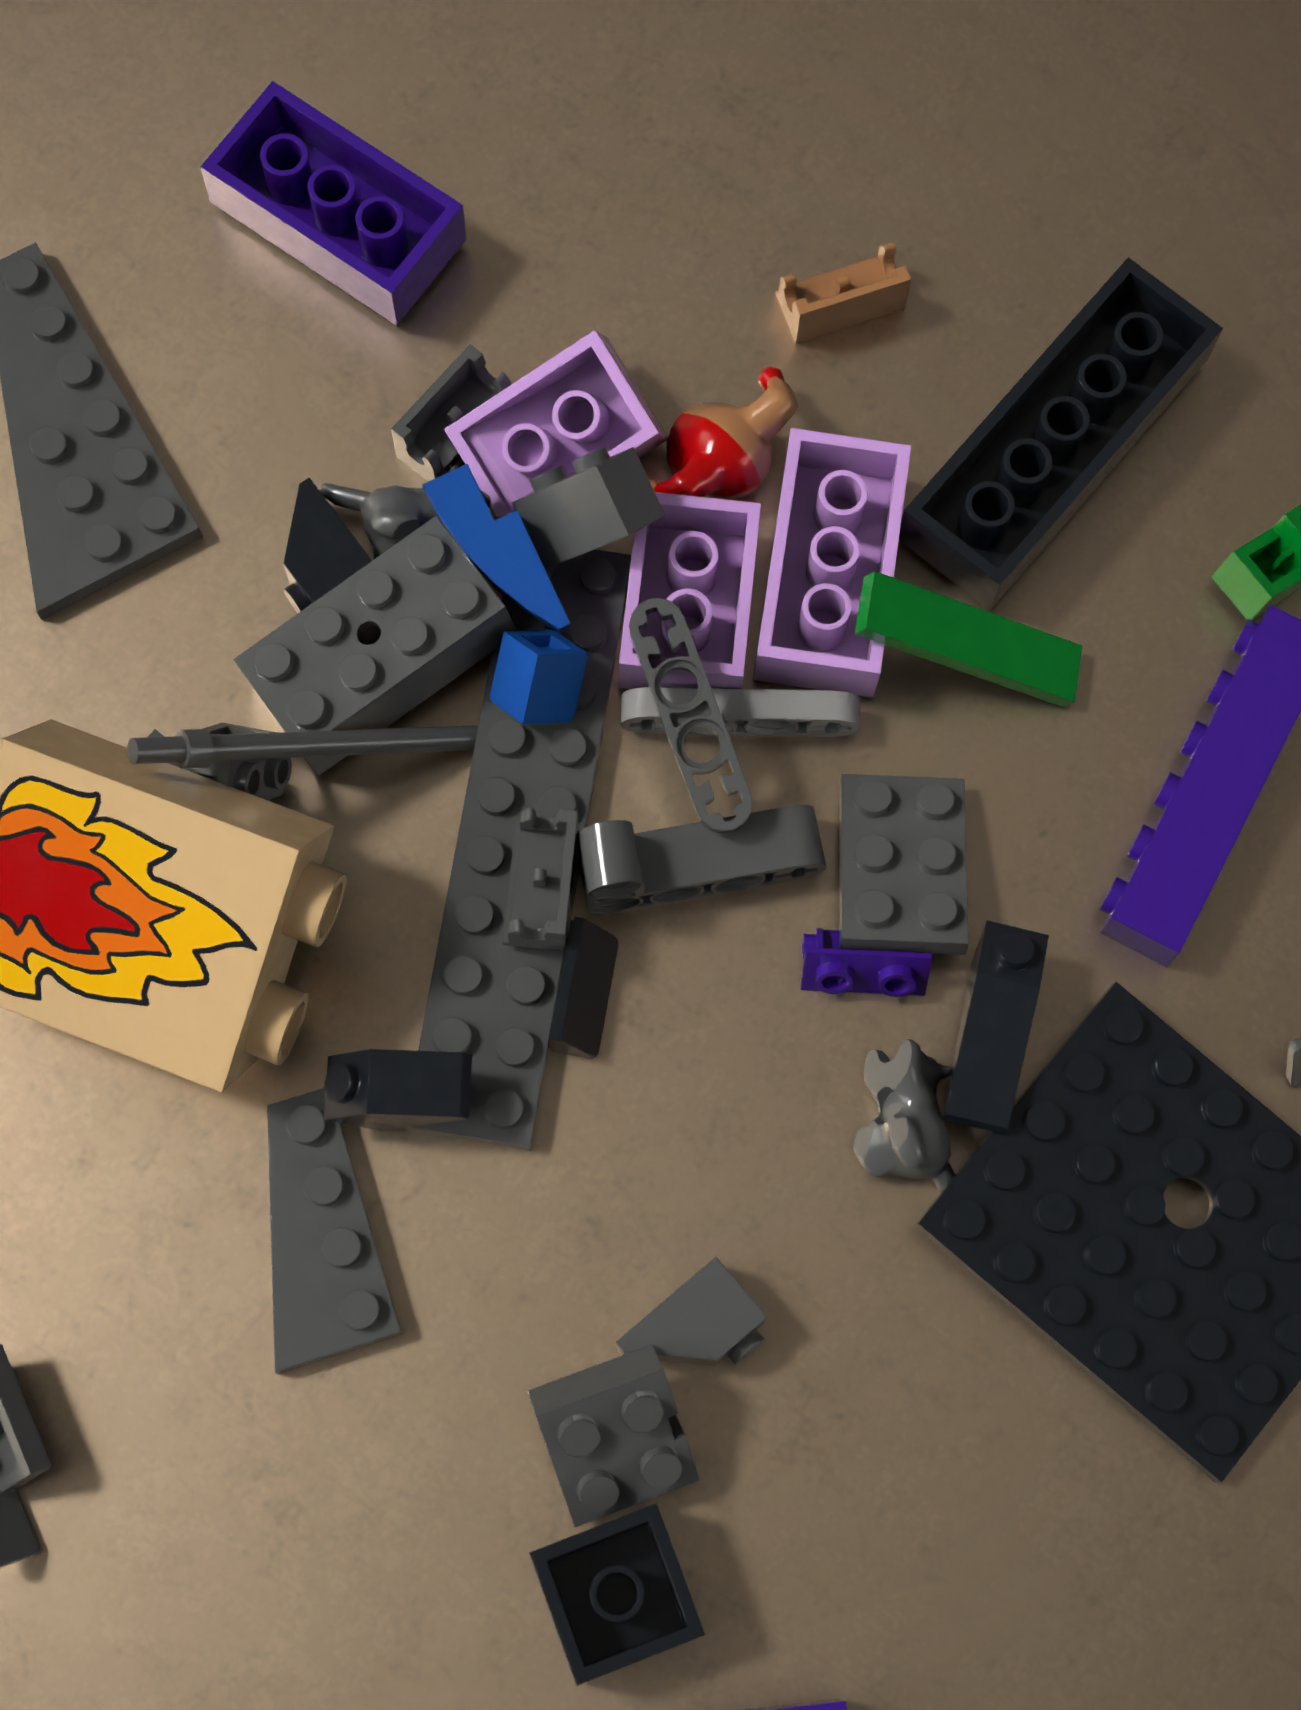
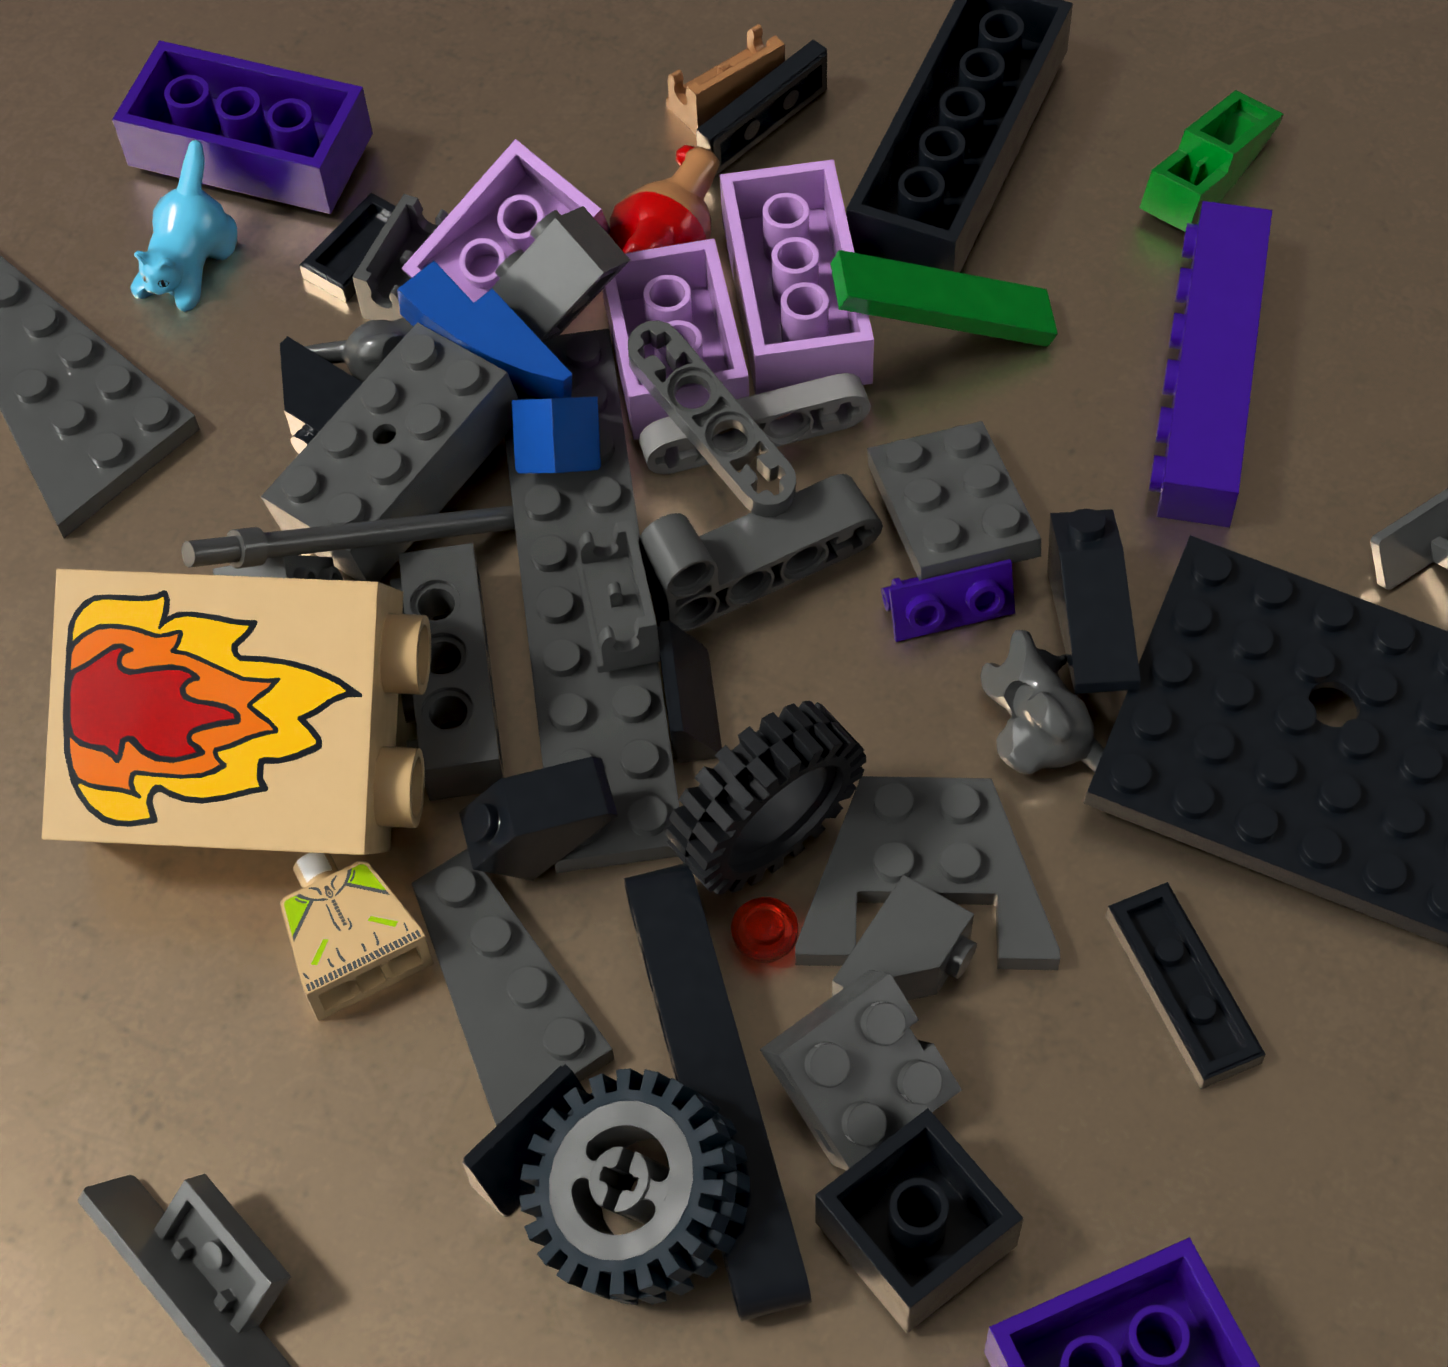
camera: 10 degrees left, 15 degrees down
(192, 1145) = (349, 934): none -> tan torso
(243, 311) = (186, 232): none -> medium azure animal
(303, 1400) = (498, 1159): none -> black slope
(396, 801) = (470, 755): none -> dark grey brick
(407, 372) = (342, 252): none -> black tile
(418, 1501) = (679, 1204): none -> wheel
(480, 1401) = (709, 1058): none -> black beam
(576, 1256) = (764, 929): none -> clear red plate
(610, 1148) = (765, 797): none -> black tyre
(759, 1218) = (943, 837): none -> dark grey wing
(868, 339) = (765, 105): none -> black tile
(943, 1433) = (1185, 985): none -> black tile

